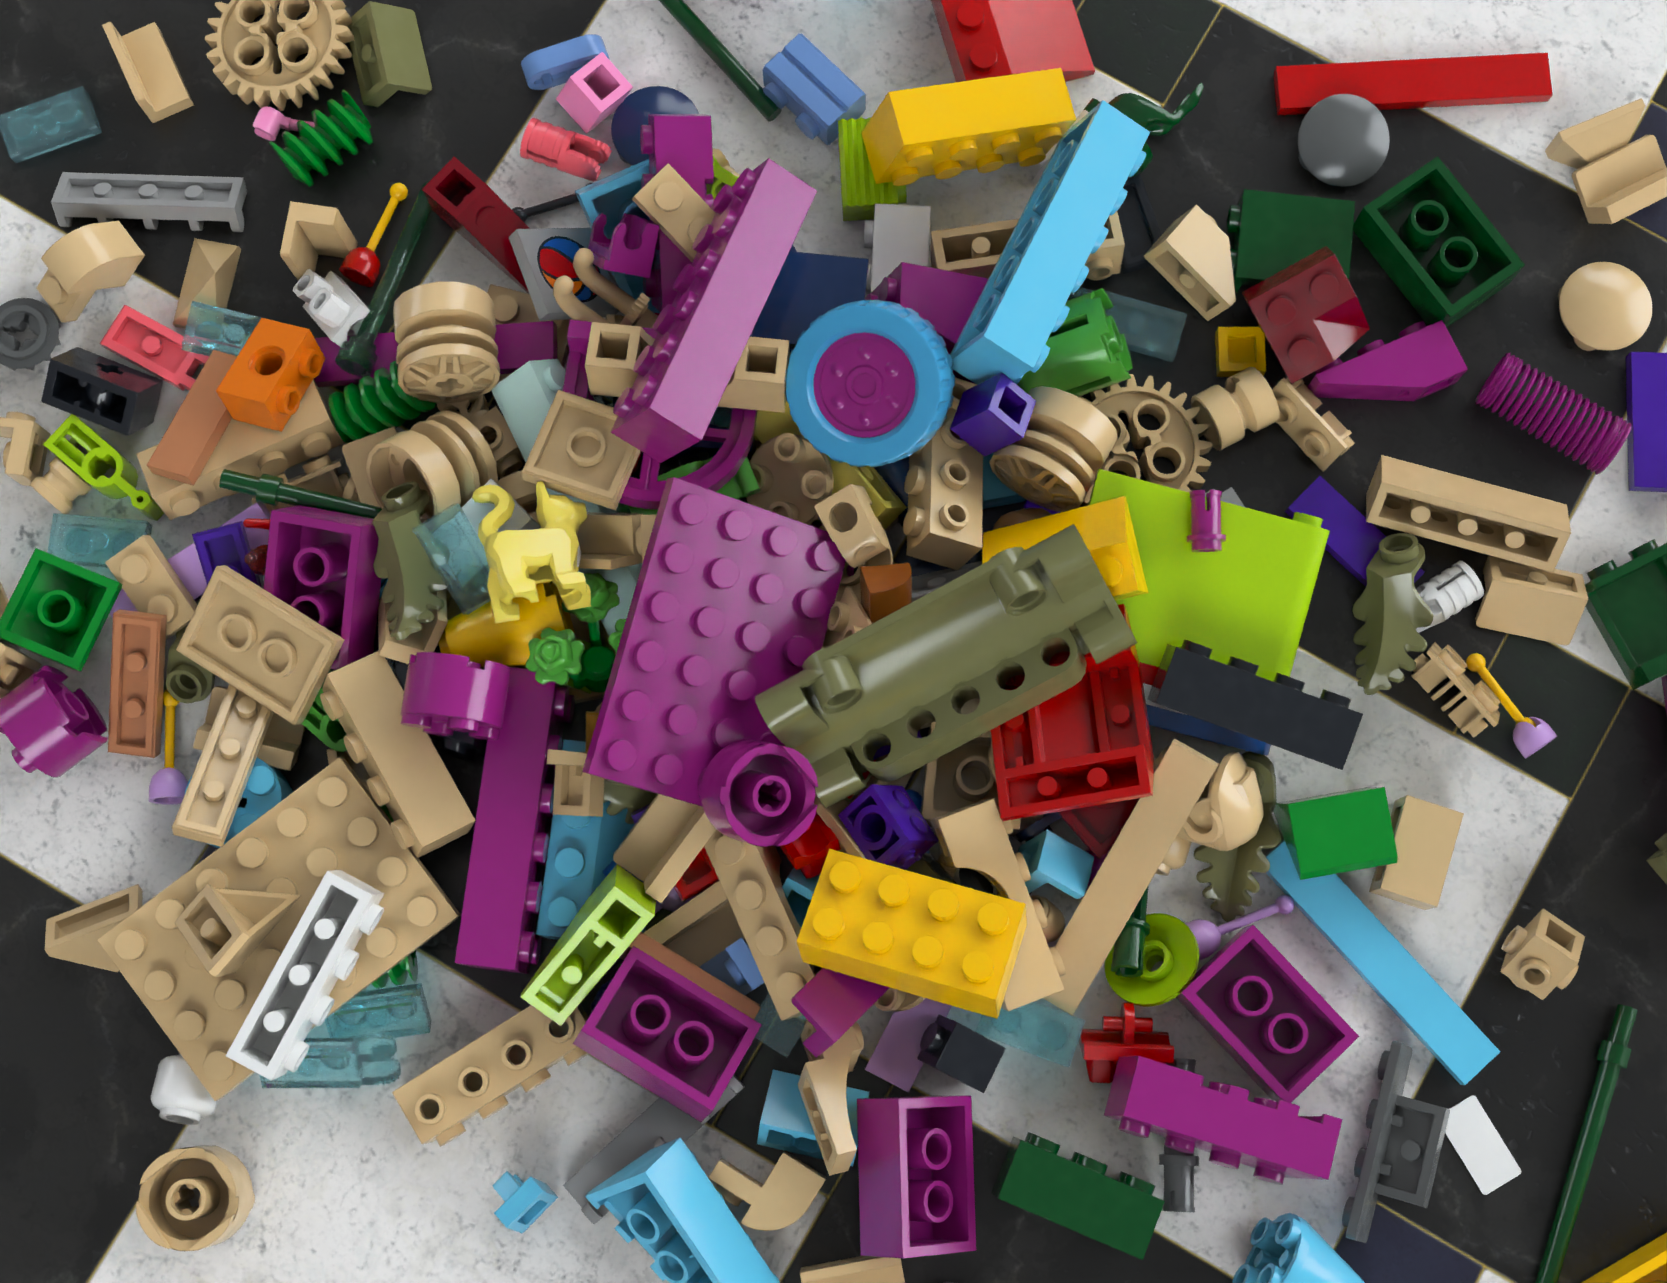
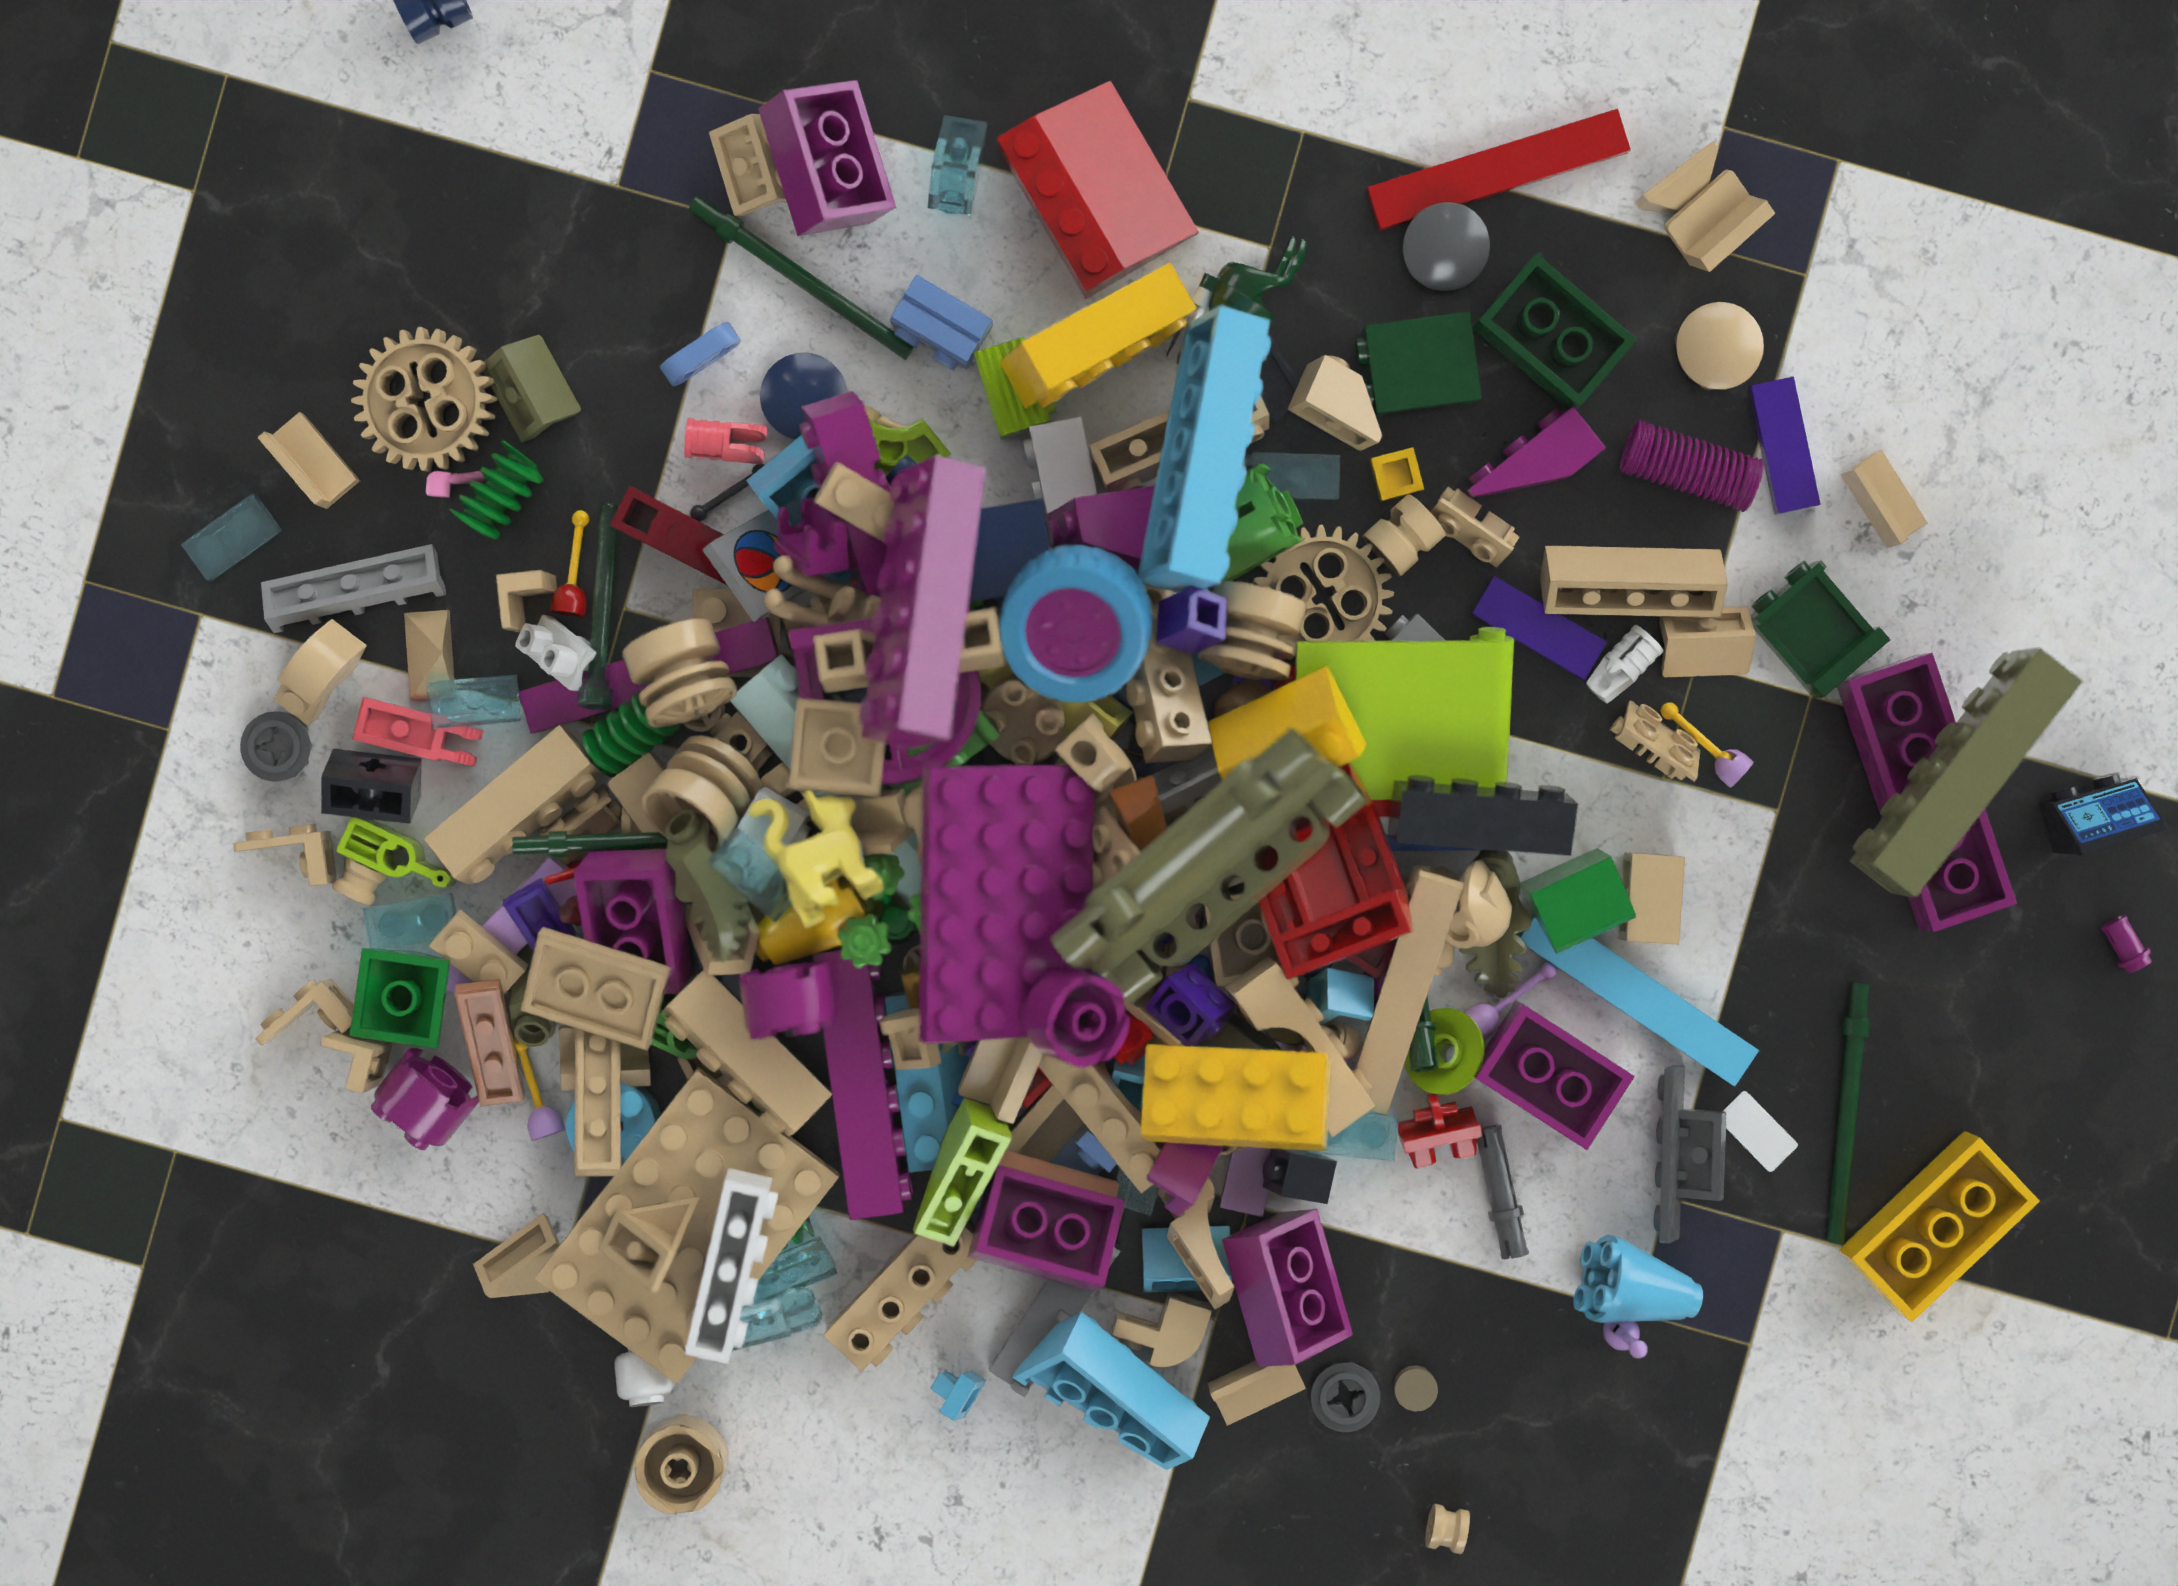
camera: 15 degrees left, 10 degrees up
(195, 426) = (475, 790): nougat tile -> none
(271, 374) = (517, 715): orange brick -> none
(594, 92) = (738, 382): bright pink brick -> none
(1079, 1194) = (1427, 1268): dark green brick -> none
(1205, 523) = (1404, 670): magenta pin -> none
(1221, 1121) = (1534, 1177): magenta wedge -> none
(1308, 313) = (1449, 435): dark red slope -> none
(1390, 614) = (1585, 691): olive plant -> none
(1542, 954) = (1777, 960): tan brick -> none

